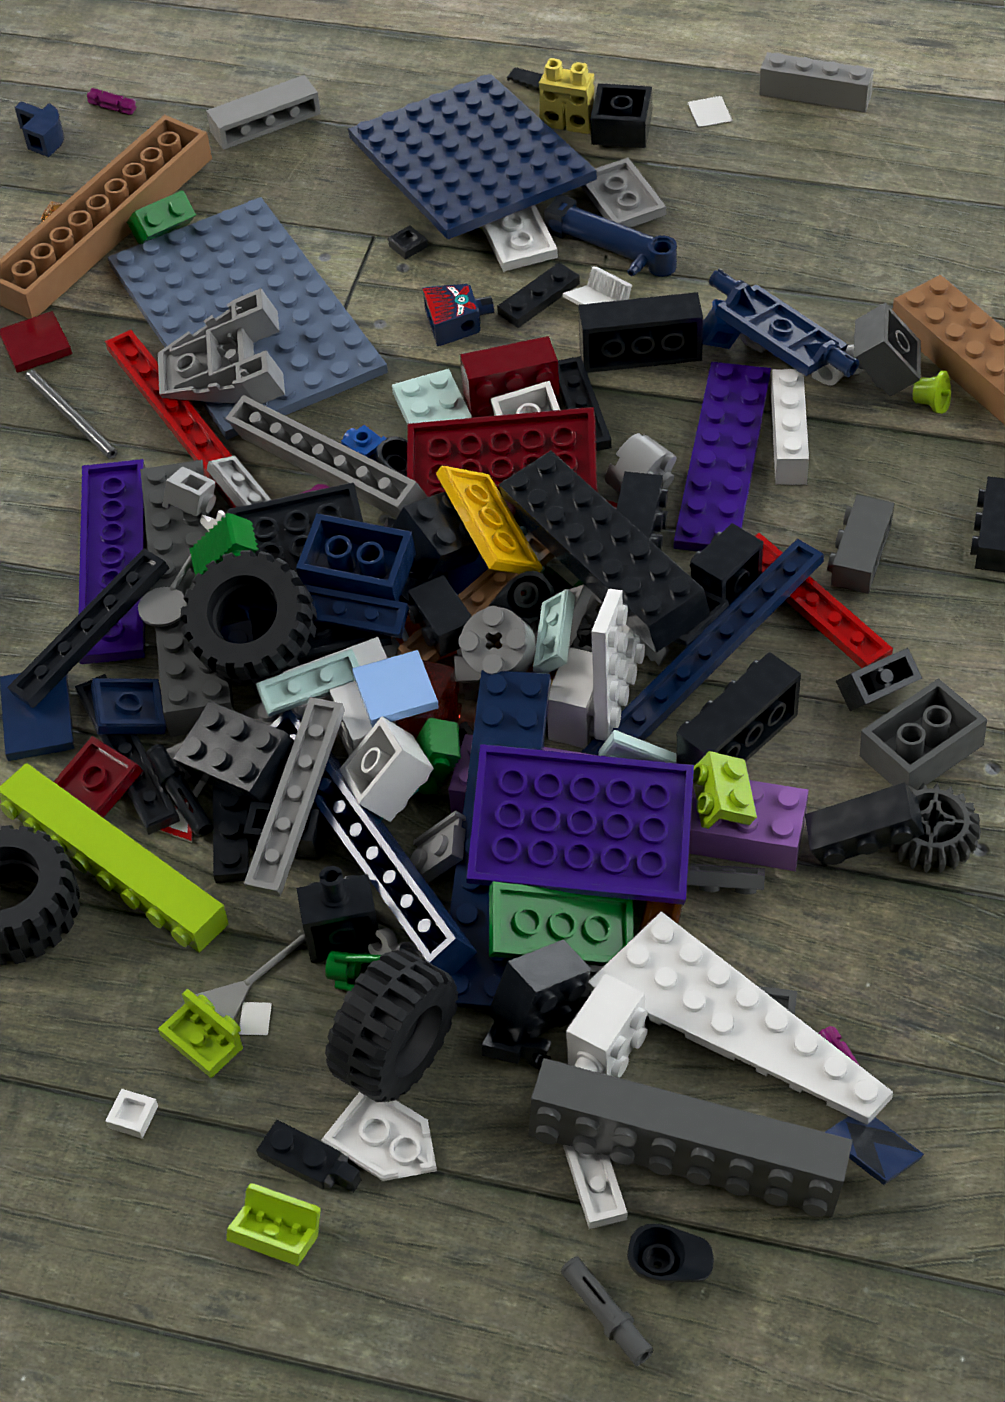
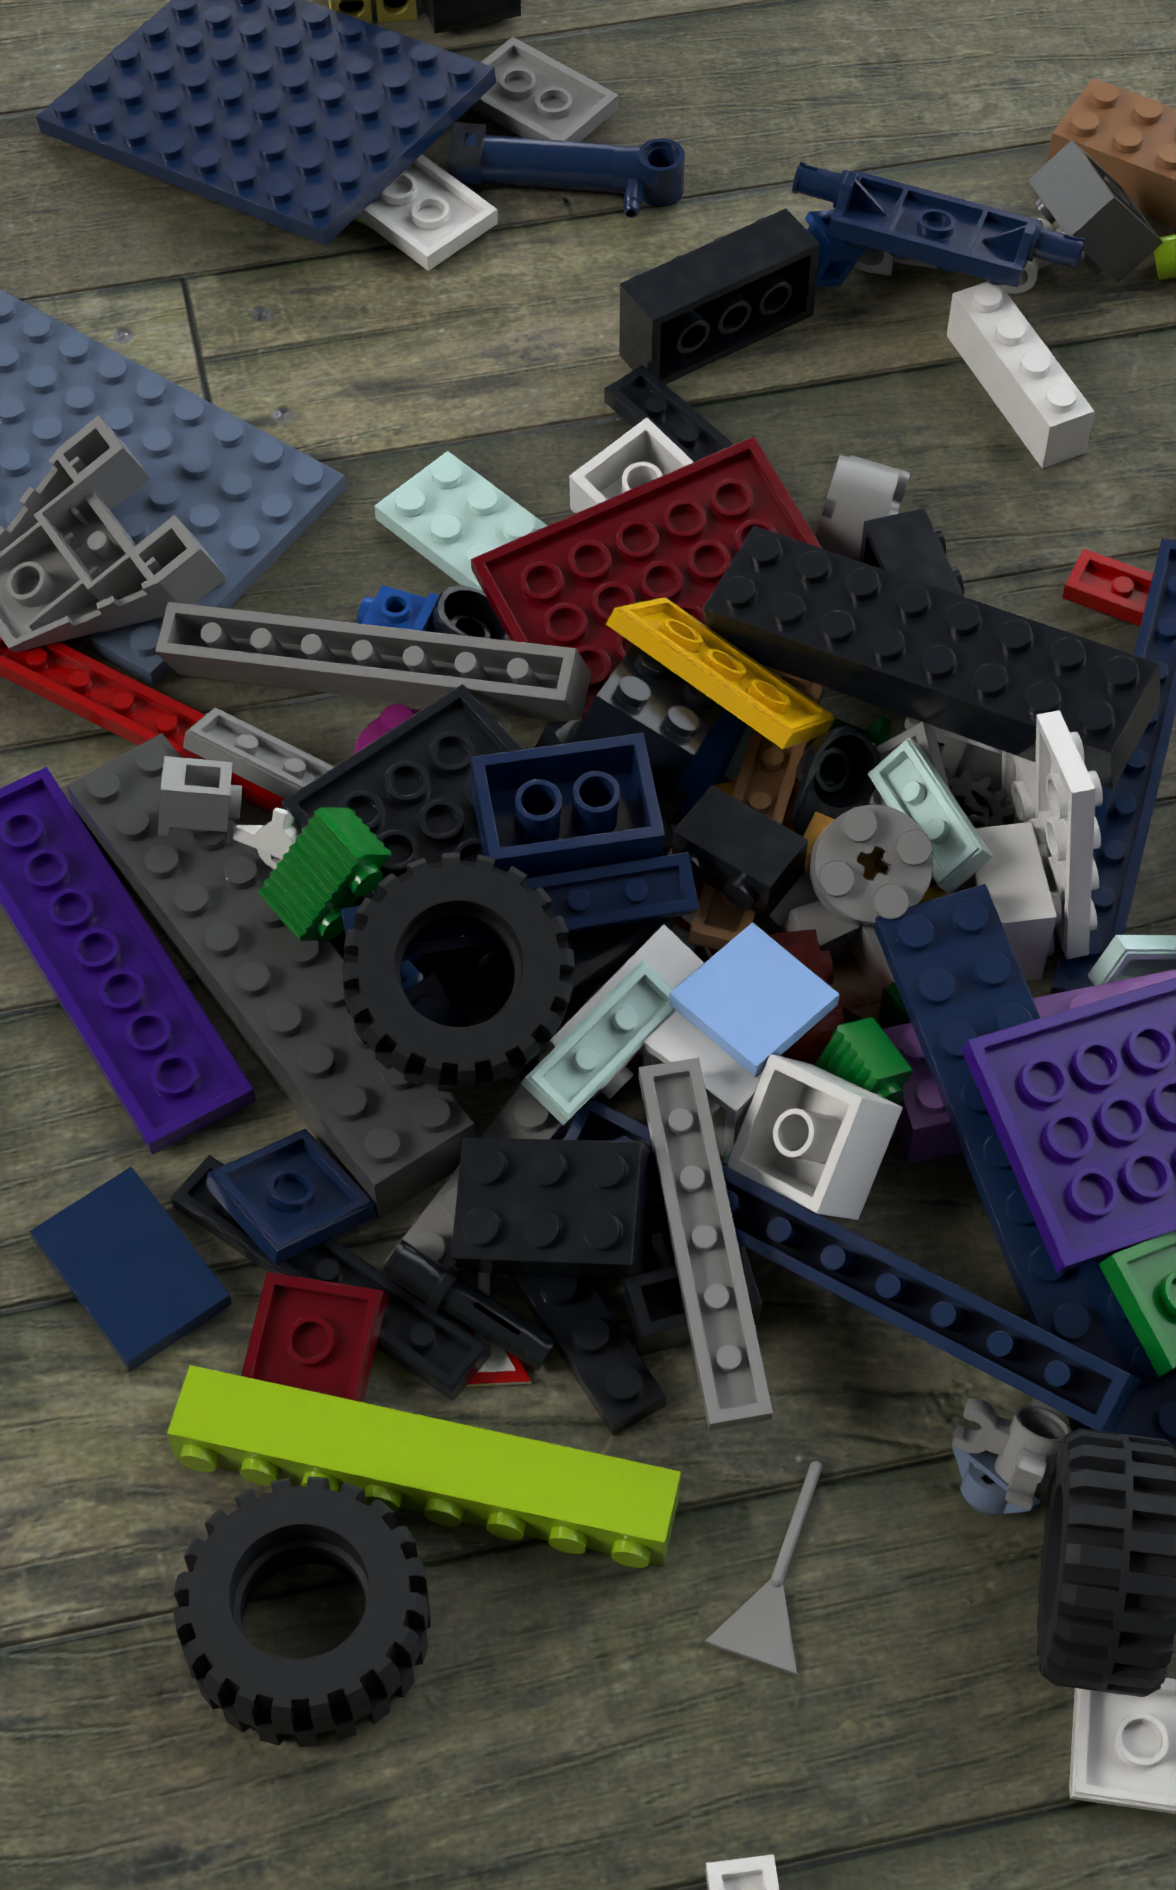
camera: 30 degrees left, 5 degrees up
(88, 628) = (154, 1091): black plate -> none
(164, 604) = (263, 1001): light grey piece -> none
(202, 1034) = (773, 1705): lime bracket -> none
(255, 1018) = (825, 1637): white sticker -> none
(307, 1158) = (1067, 1836): black hinge -> none
(337, 914) = (878, 1411): black brick -> none
(345, 967) = (923, 1487): green plant -> none
(407, 242) = (246, 270): black tile -> none
(440, 847) = (956, 1227): light grey plate -> none
(454, 311) = (398, 358): dark blue torso -> none
(506, 370) = (562, 429): dark red brick -> none
(538, 295) = (506, 291): black plate -> none
(600, 288) = (604, 255): white piece -> none
(722, 453) = (949, 449): dark purple plate -> none
(728, 563) = (1093, 596): black brick -> none

